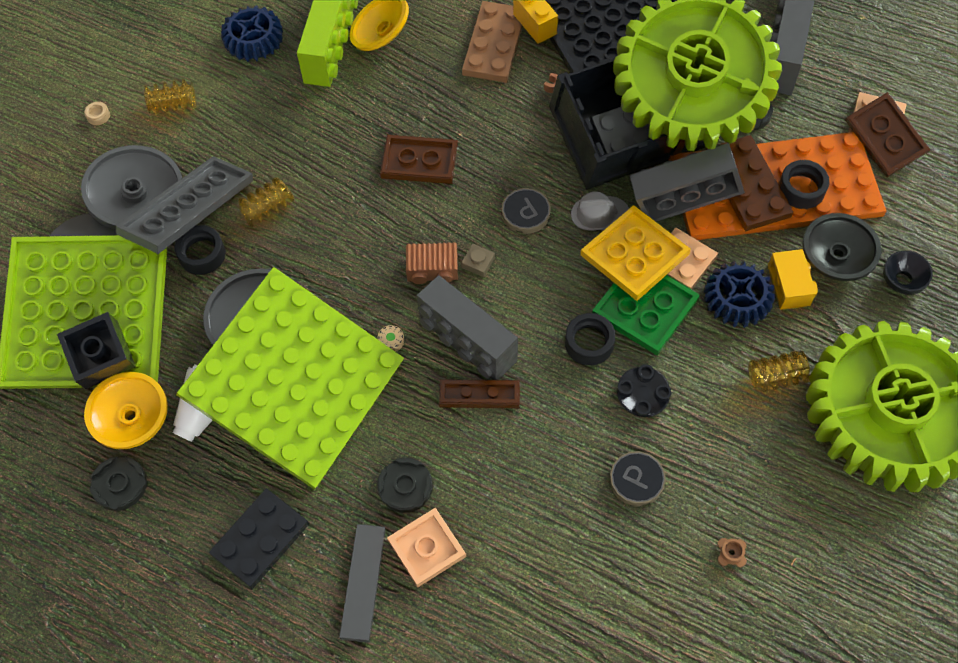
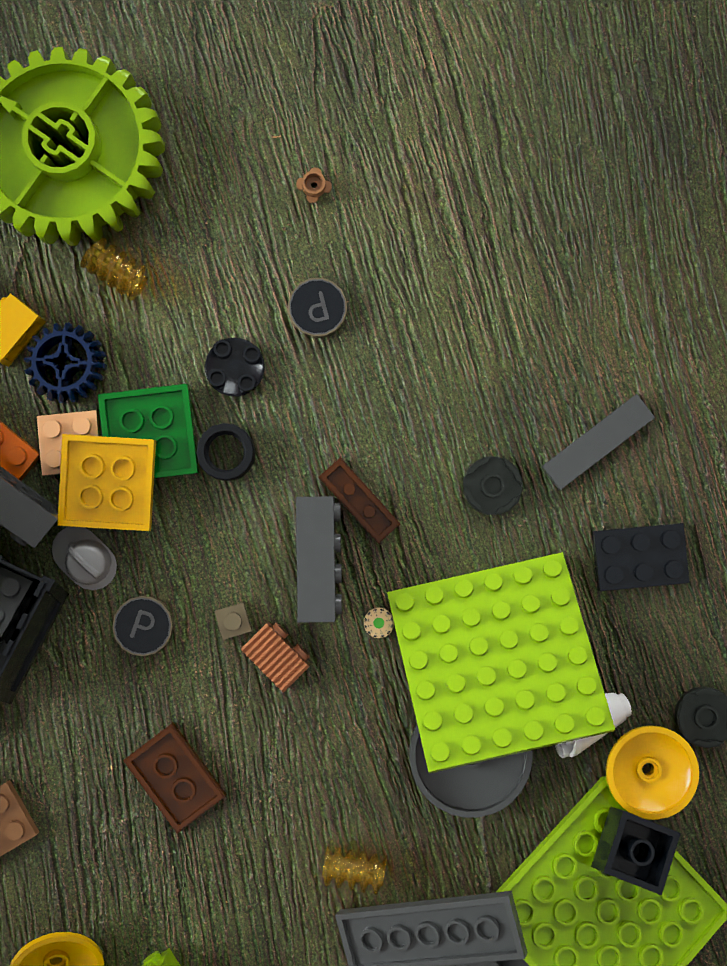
camera: 135 degrees left, 25 degrees up
(204, 265) = (451, 854): black tyre -> none
(426, 547) = (528, 418): light nougat plate -> none

